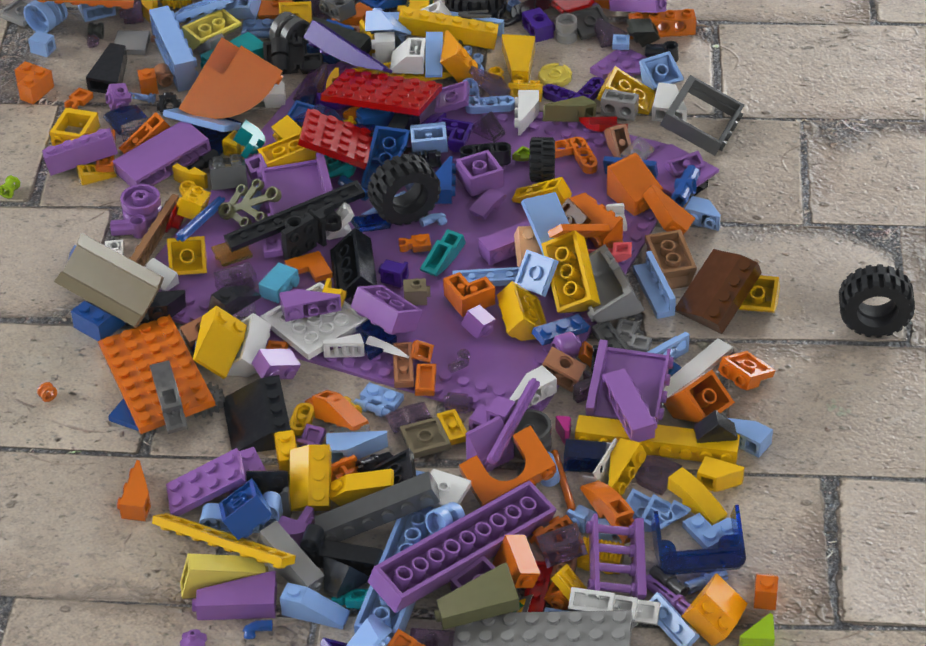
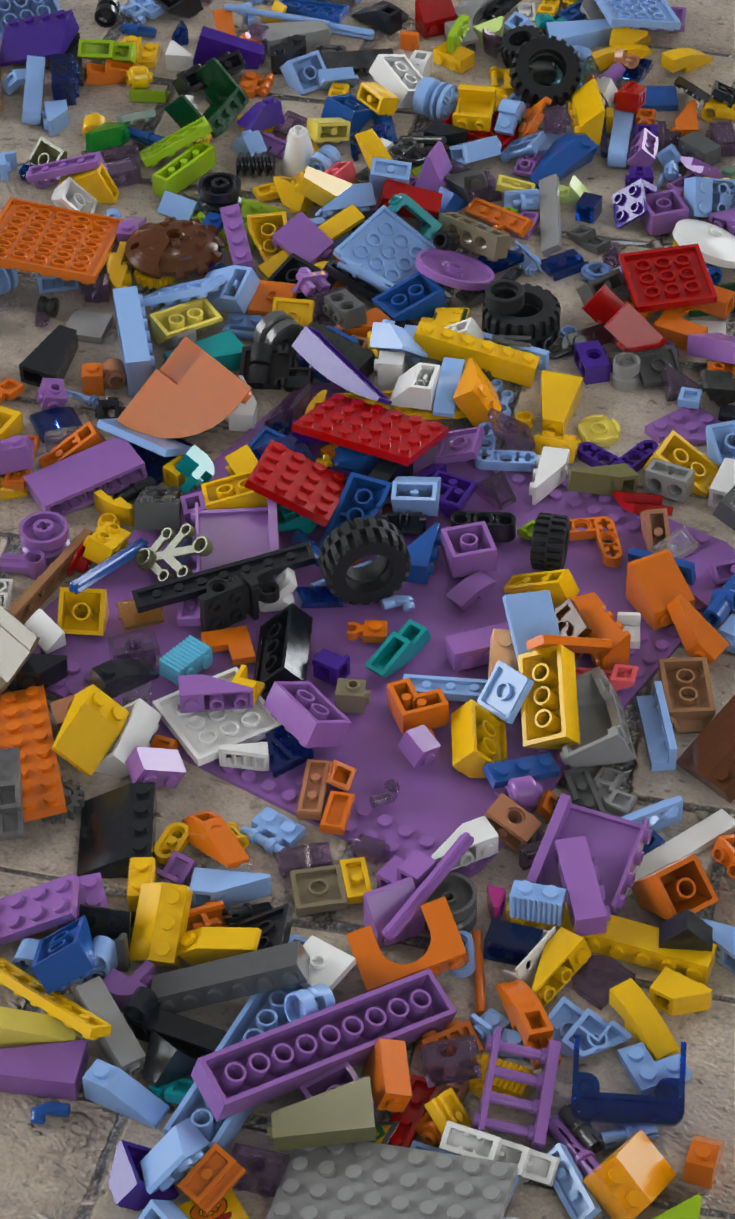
camera: 10 degrees right, 0 degrees up
(388, 348) = (297, 763): white sticker -> none
(599, 422) = (537, 902): none -> light blue brick

